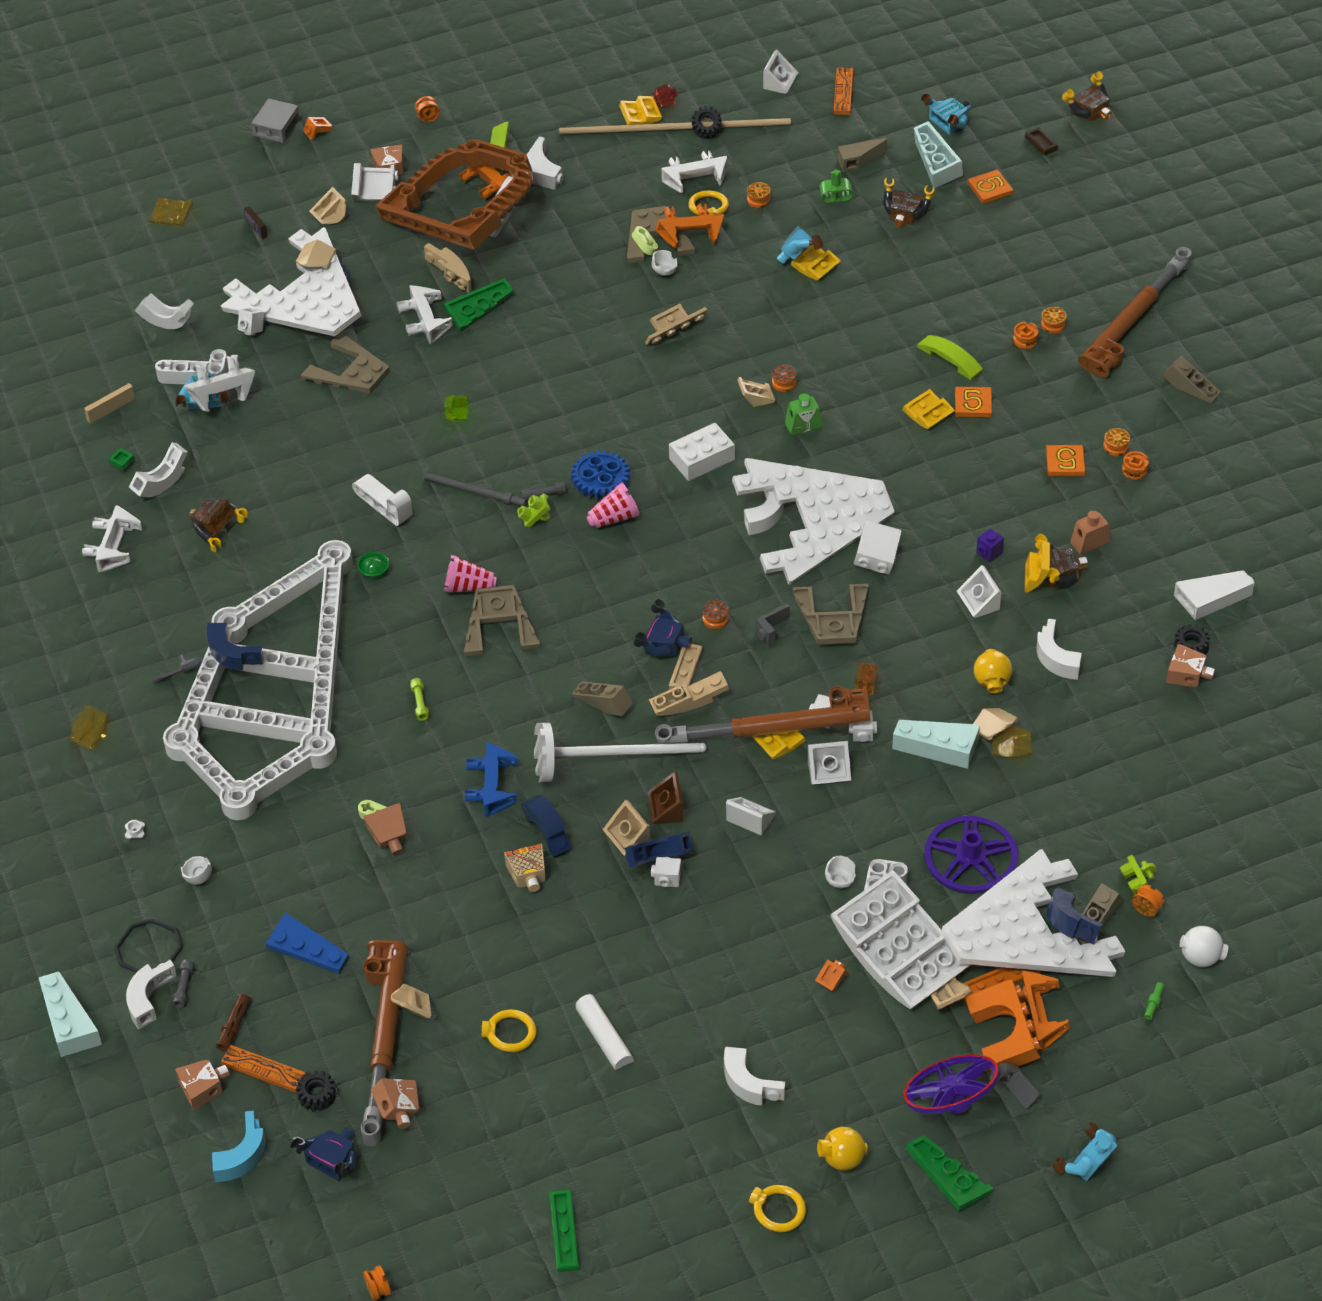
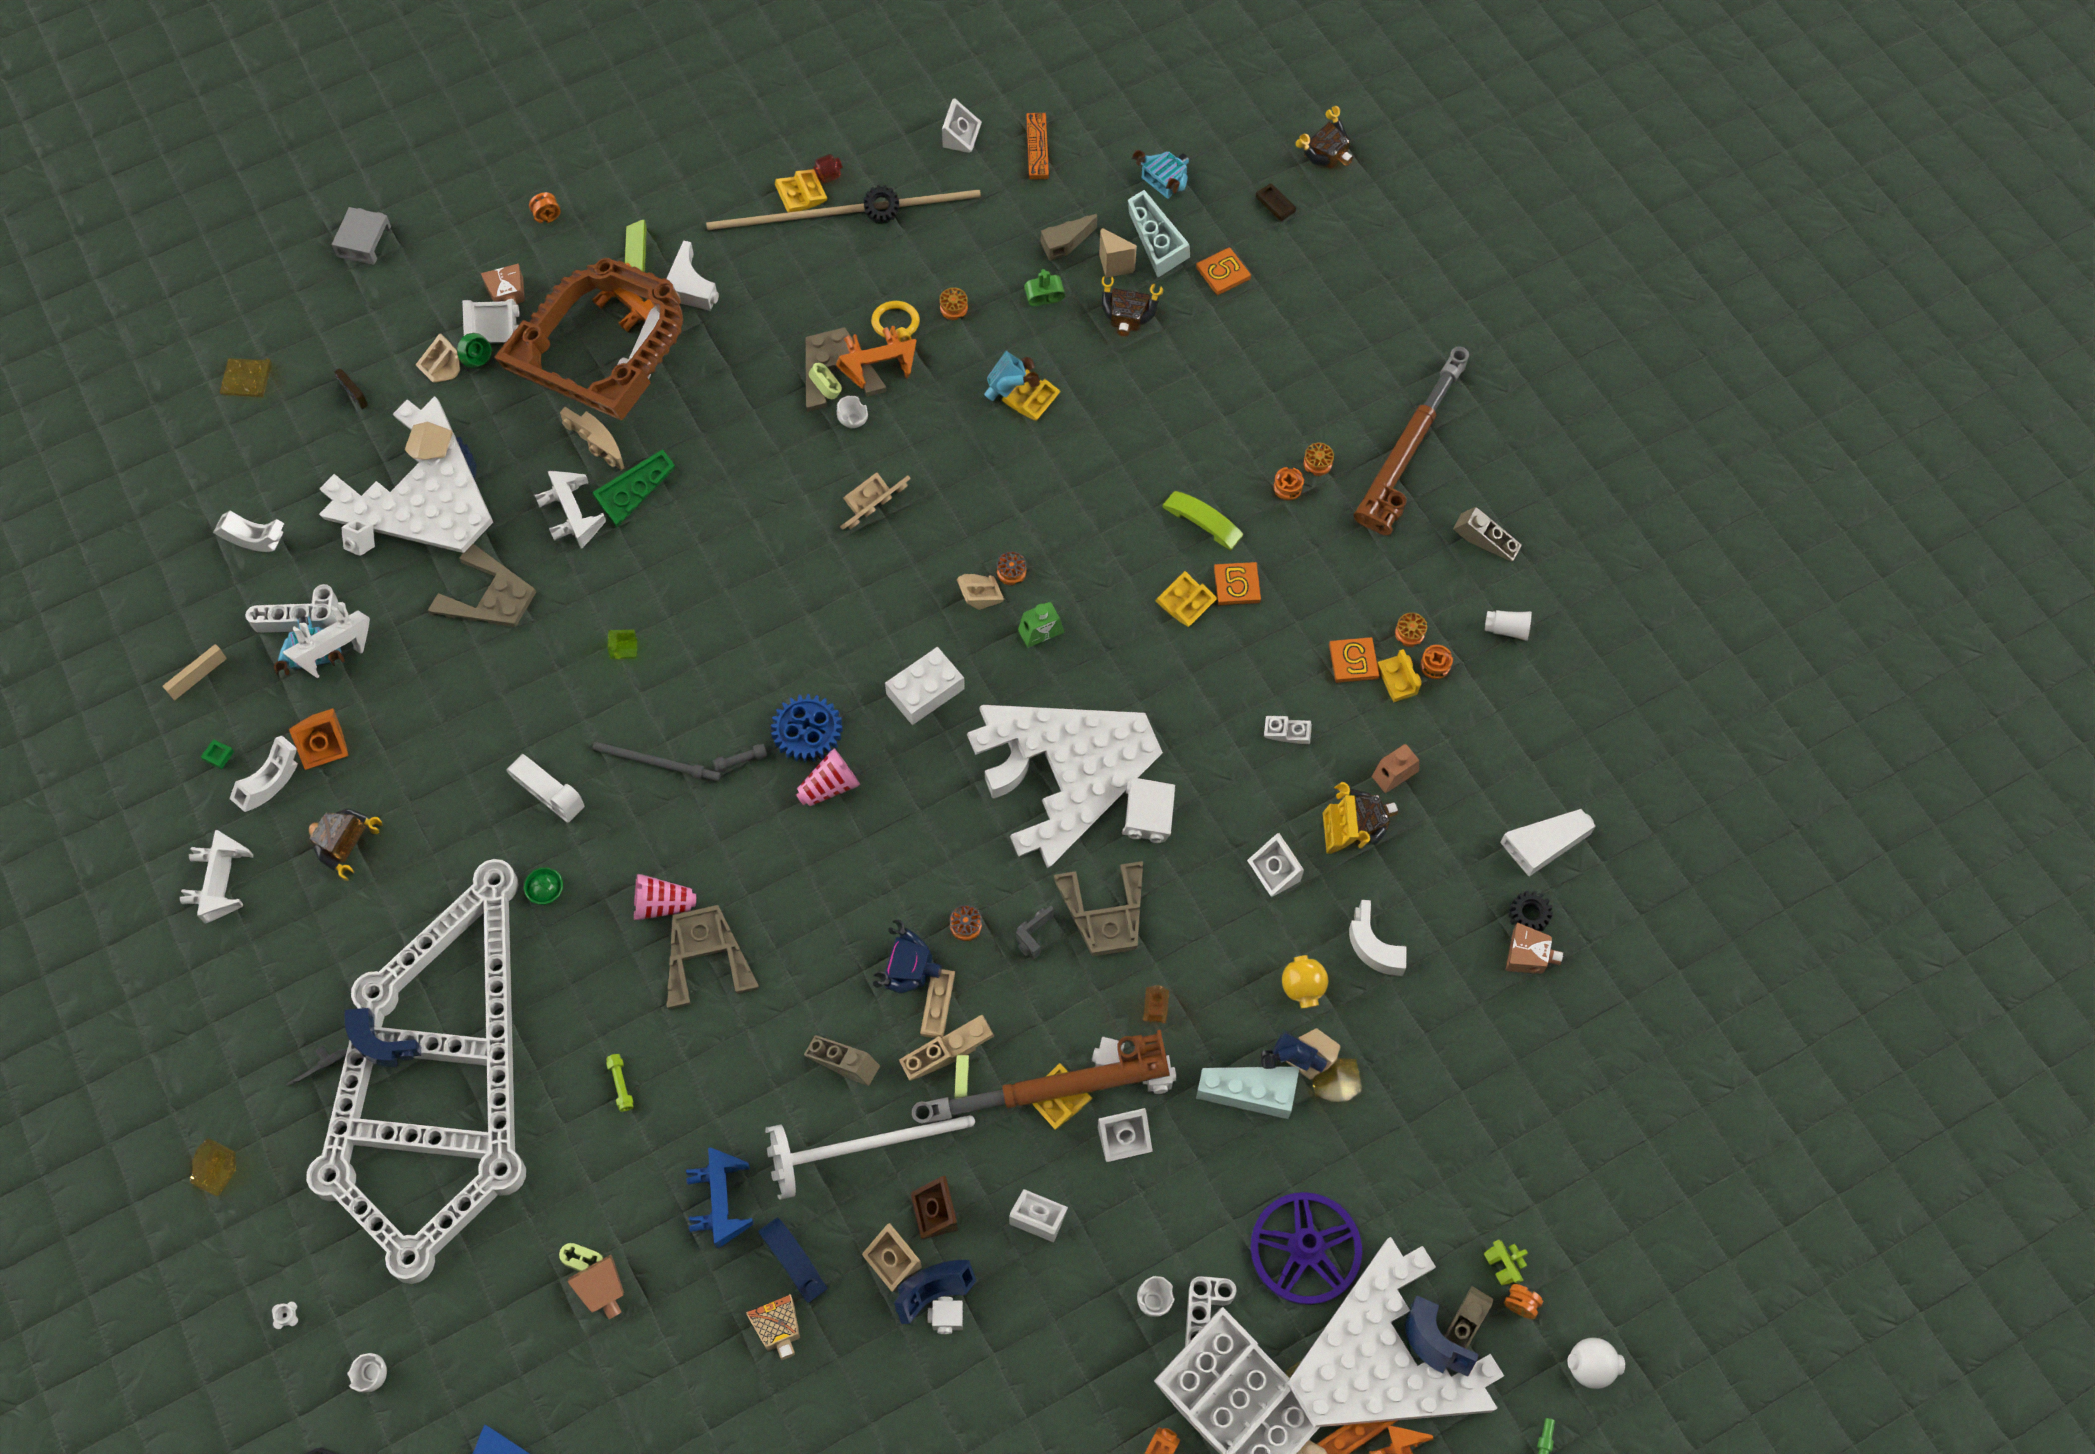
camera: 10 degrees left, 15 degrees up
(204, 454) = (319, 739): none -> orange slope
(315, 125) = (412, 239): orange bracket -> none
(358, 202) = (474, 350): none -> green hat
(537, 510) = (732, 792): lime hips -> none
(676, 172) = (849, 281): white hose -> none
(699, 712) = (961, 1080): none -> yellowish green beam
(900, 166) = (1116, 254): none -> tan slope
(974, 710) = (1294, 1051): none -> dark blue torso
(990, 545) = (1281, 794): dark purple brick -> none
(1006, 506) = (1287, 730): none -> white slope
(1102, 474) = (1399, 676): none -> yellow bracket
(1201, 442) = (1509, 623): none -> white plant

